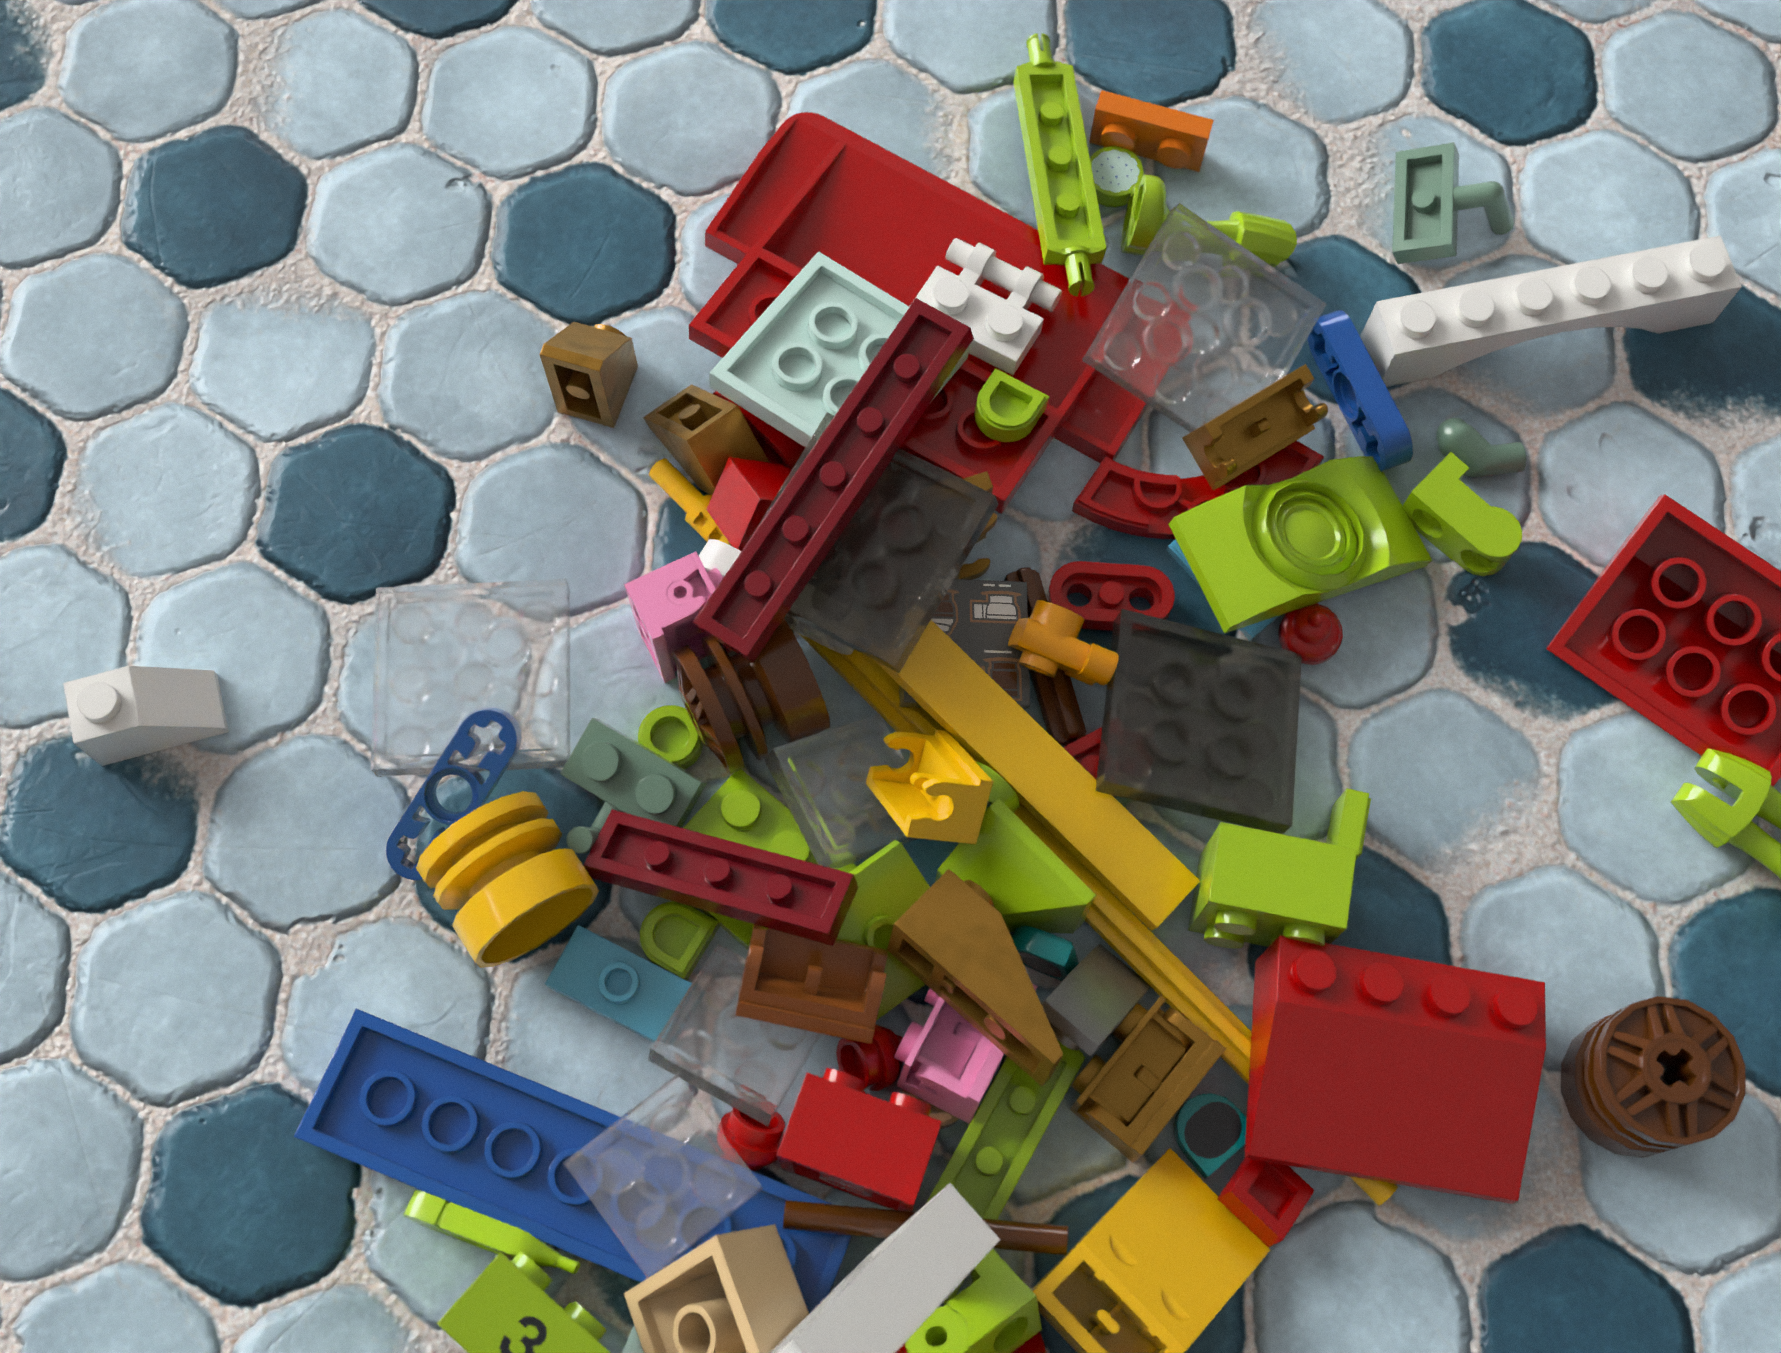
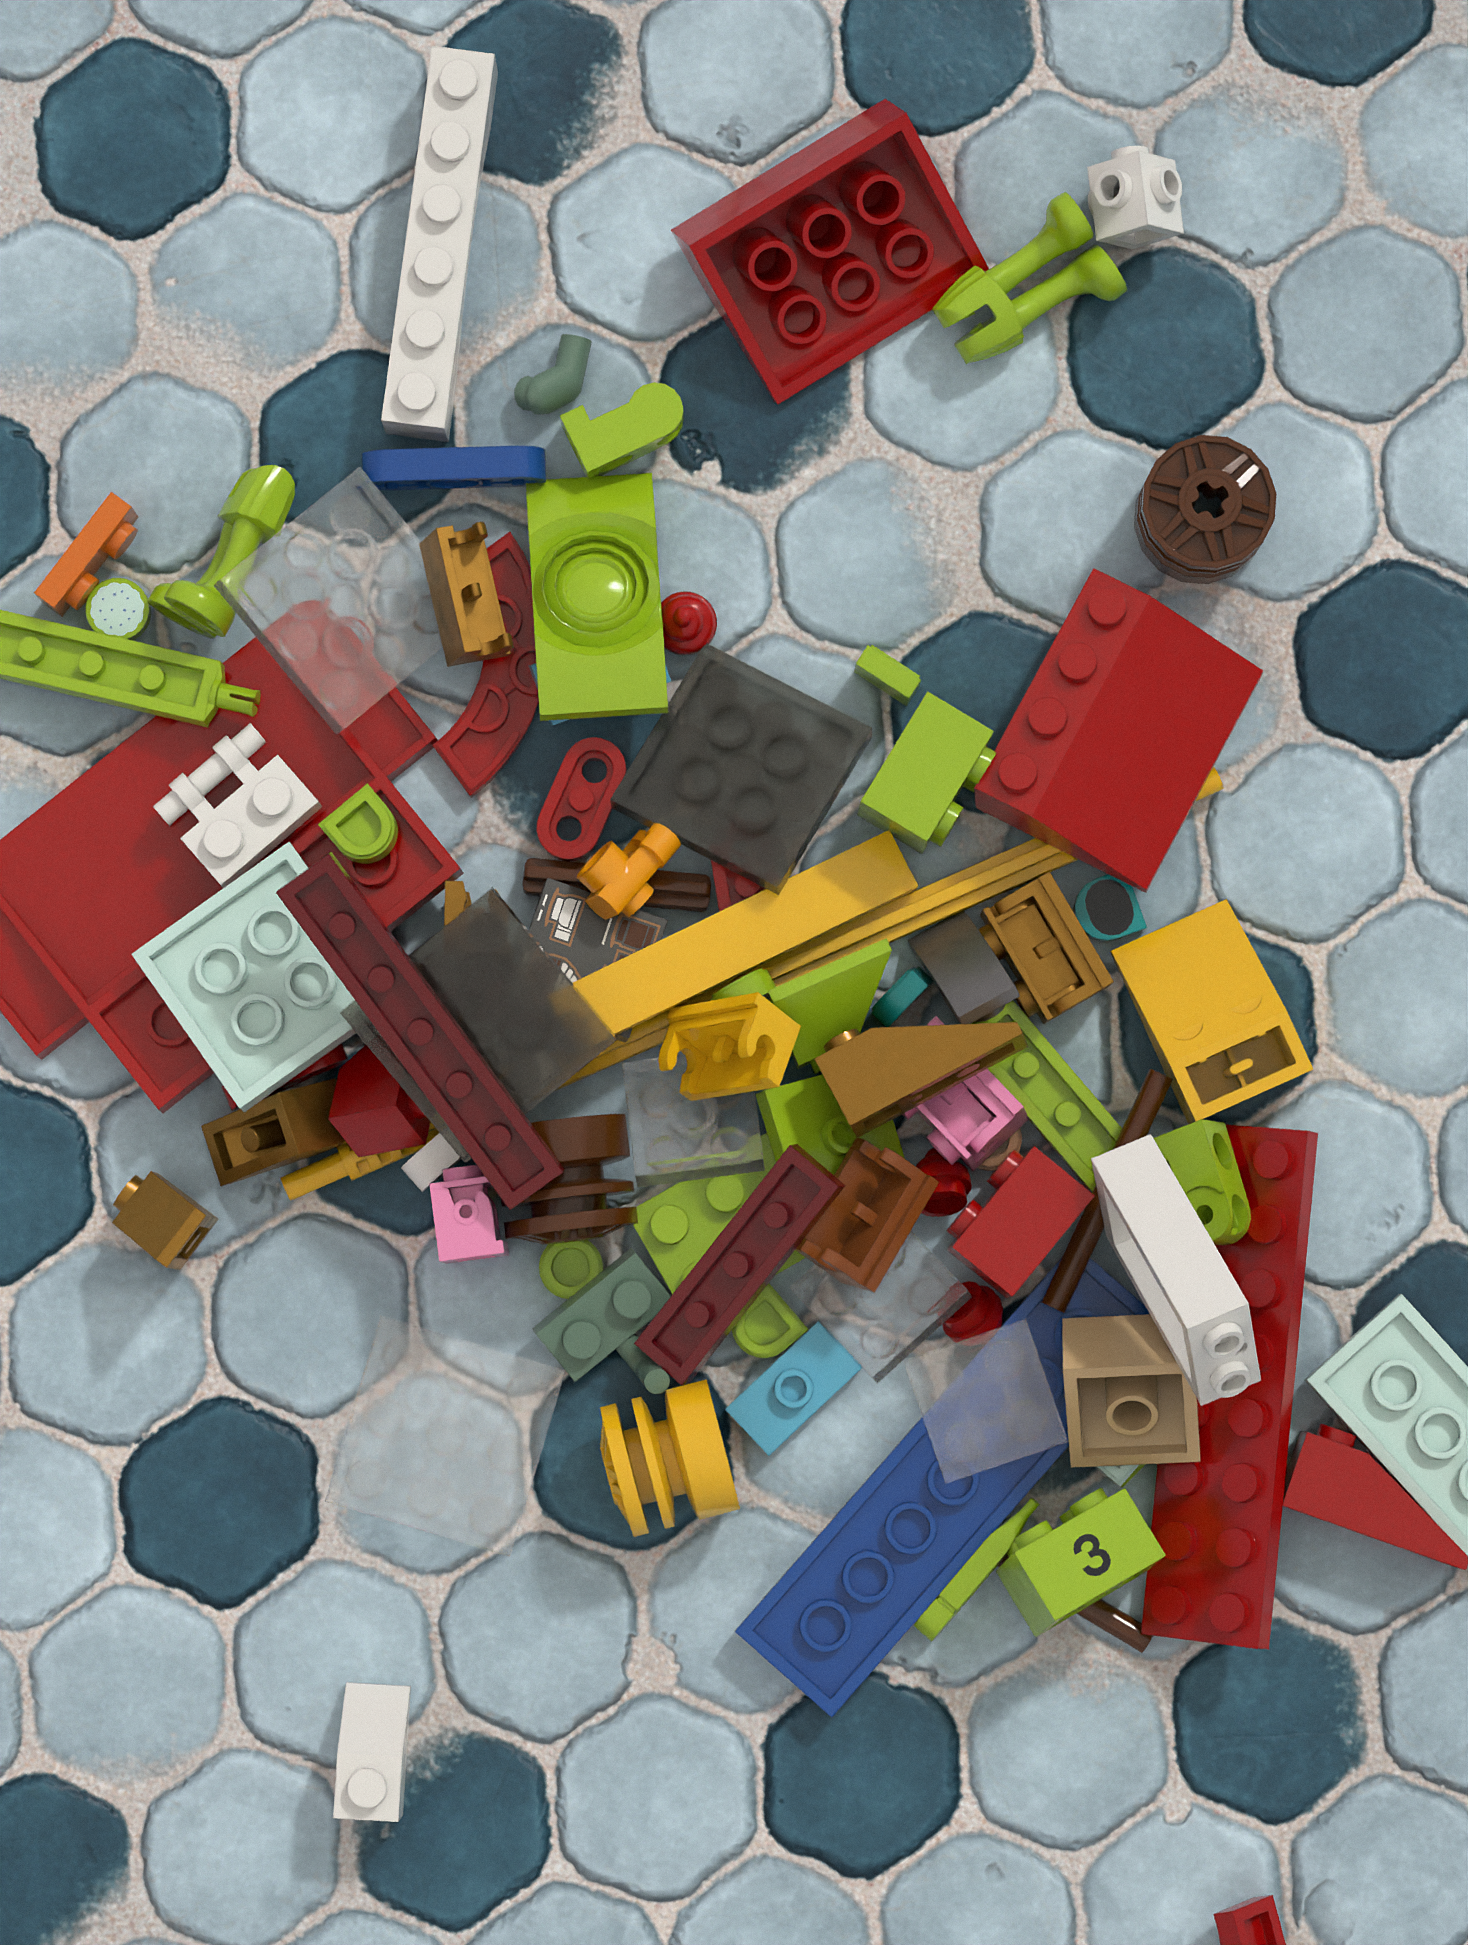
camera: 70 degrees left, 15 degrees up
(466, 742) = (522, 1459): blue beam -> none
(1266, 1198) = (1184, 886): red plate -> none
(1429, 203) = (272, 302): sand green plate -> none

